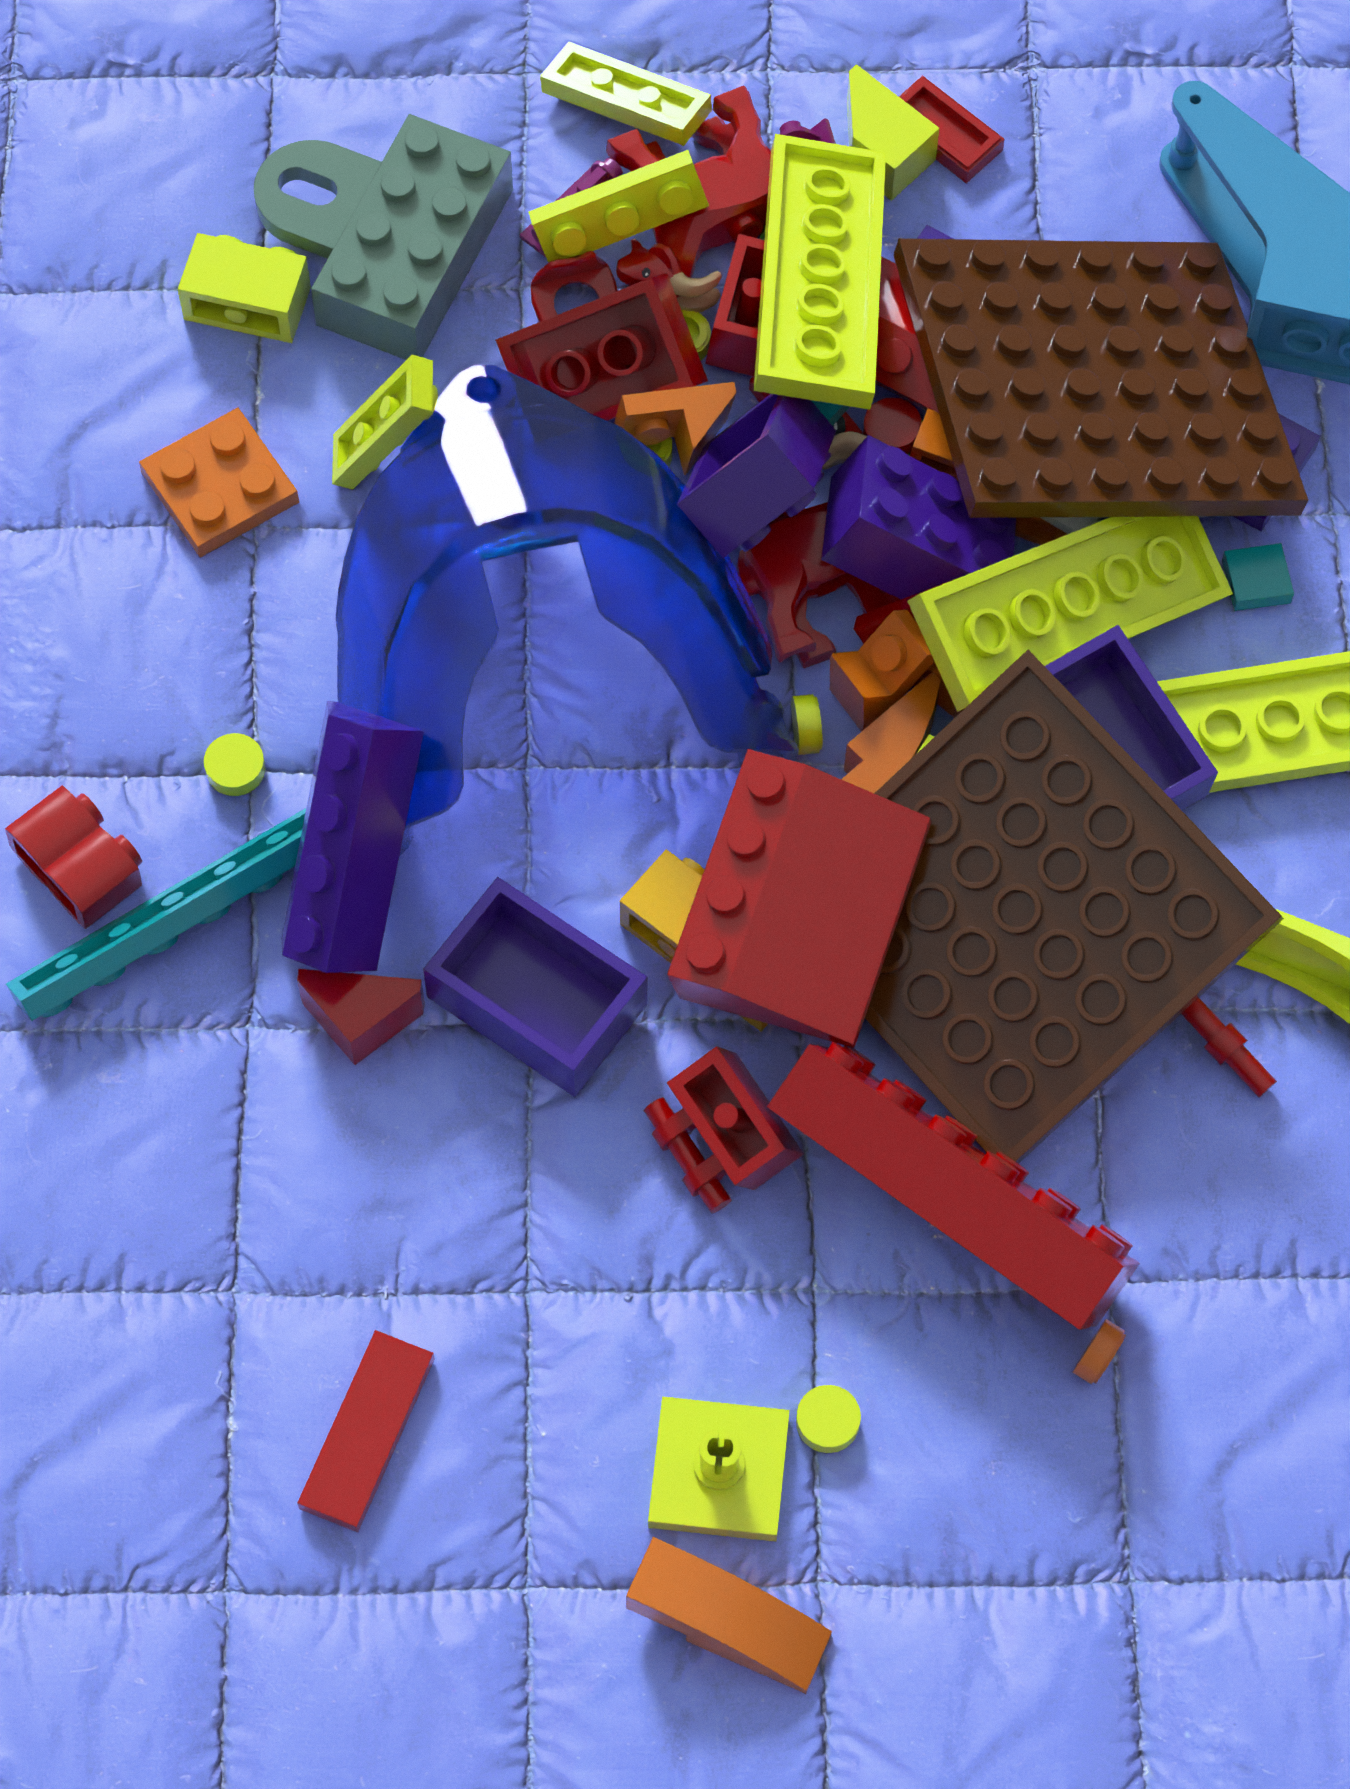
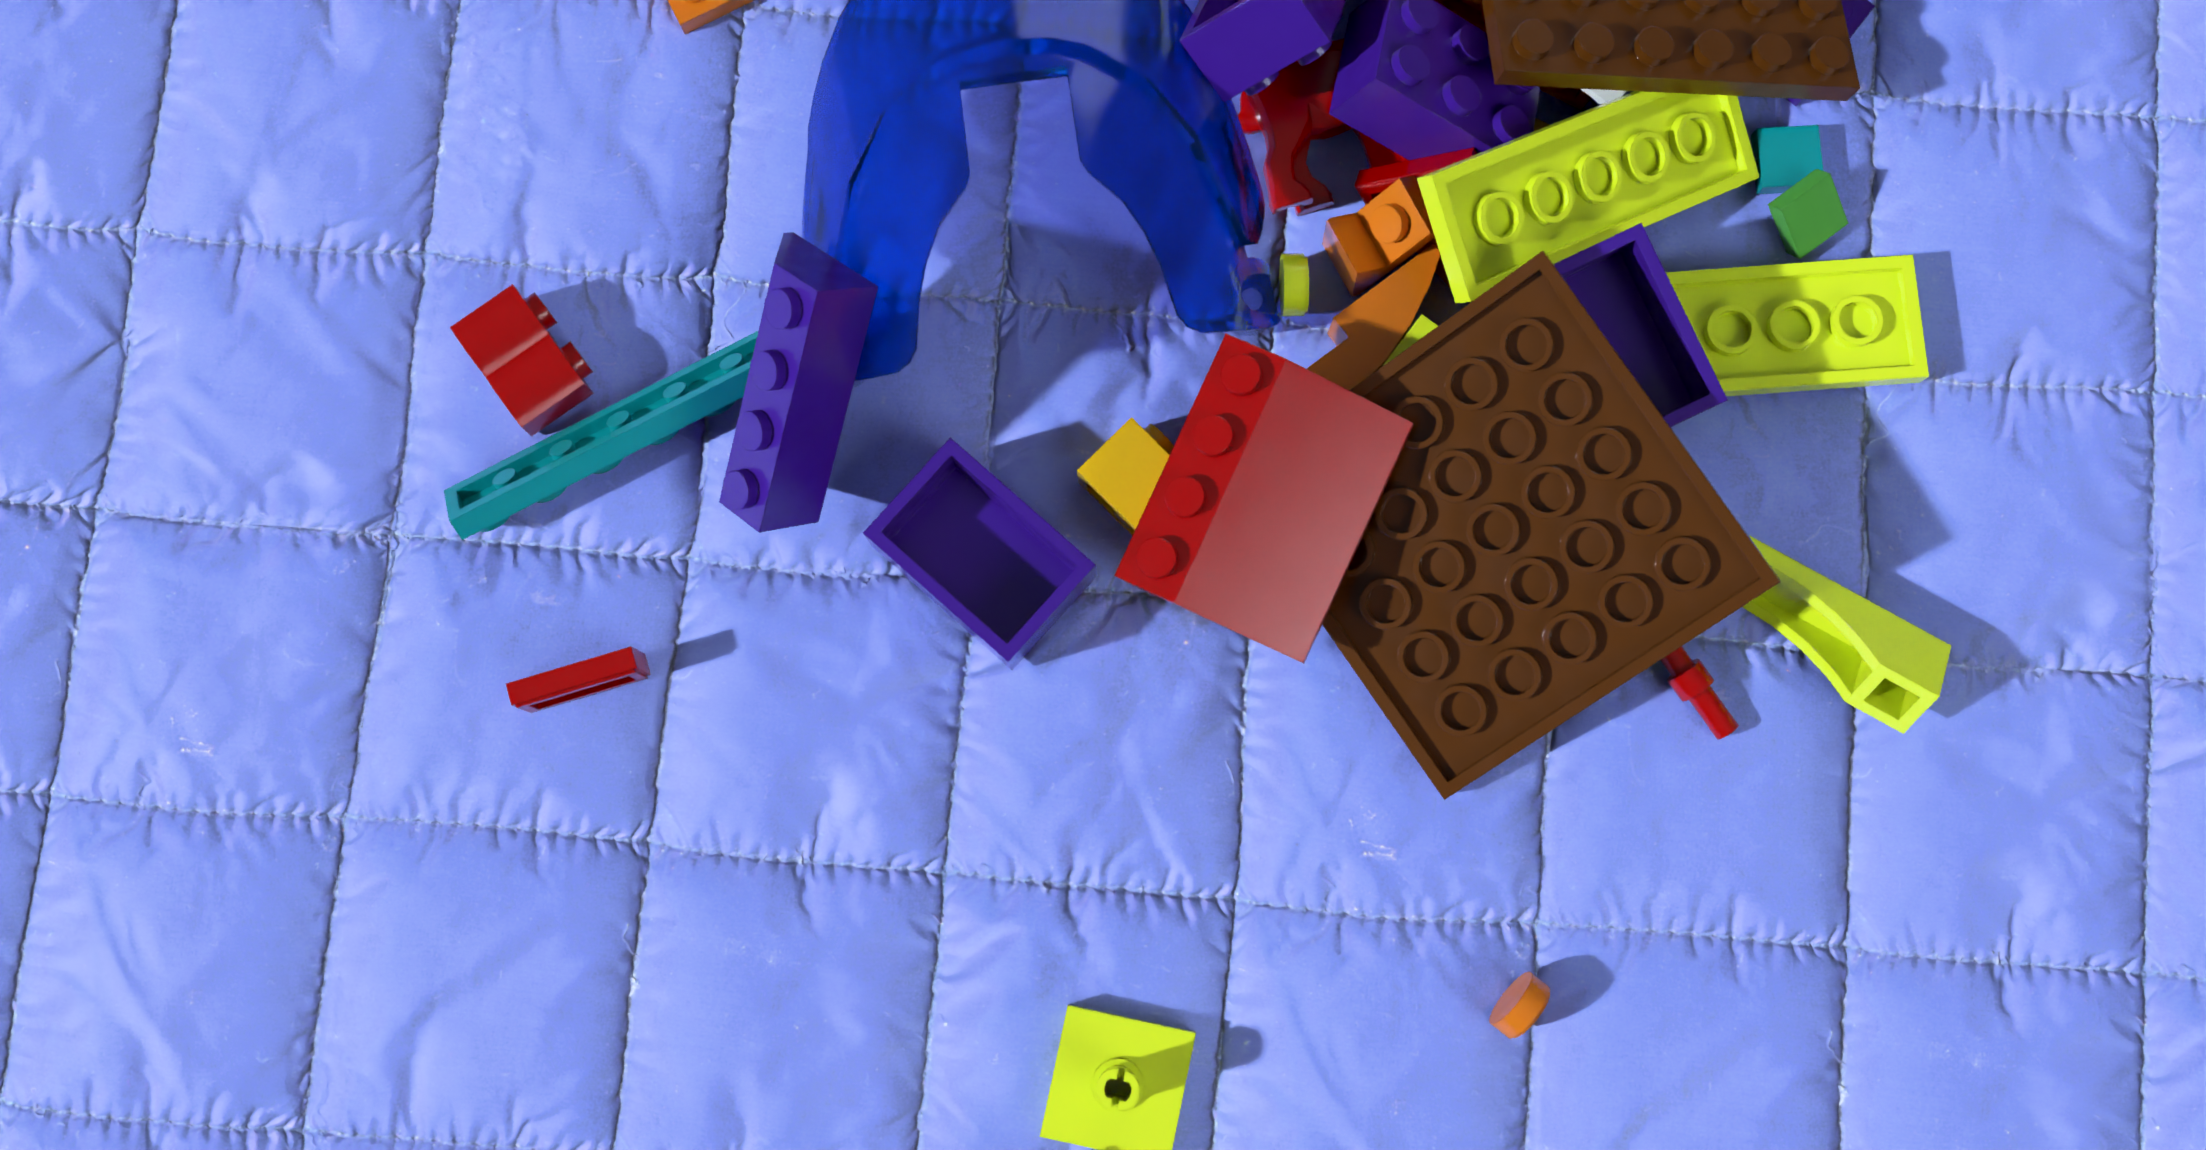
camera: 10 degrees right, 15 degrees up
(155, 1140) = (578, 680): none -> red tile
(234, 764) = (698, 270): neon yellow tile -> none
(360, 1008) = (803, 559): red slope -> none
(366, 1431) = (766, 1007): red tile -> none
(733, 1120) = (1169, 723): red brick -> none
(828, 1418) = (1234, 1043): neon yellow tile -> none
(954, 1185) = (1396, 827): red brick -> none
(1281, 620) = (1808, 213): none -> bright green tile

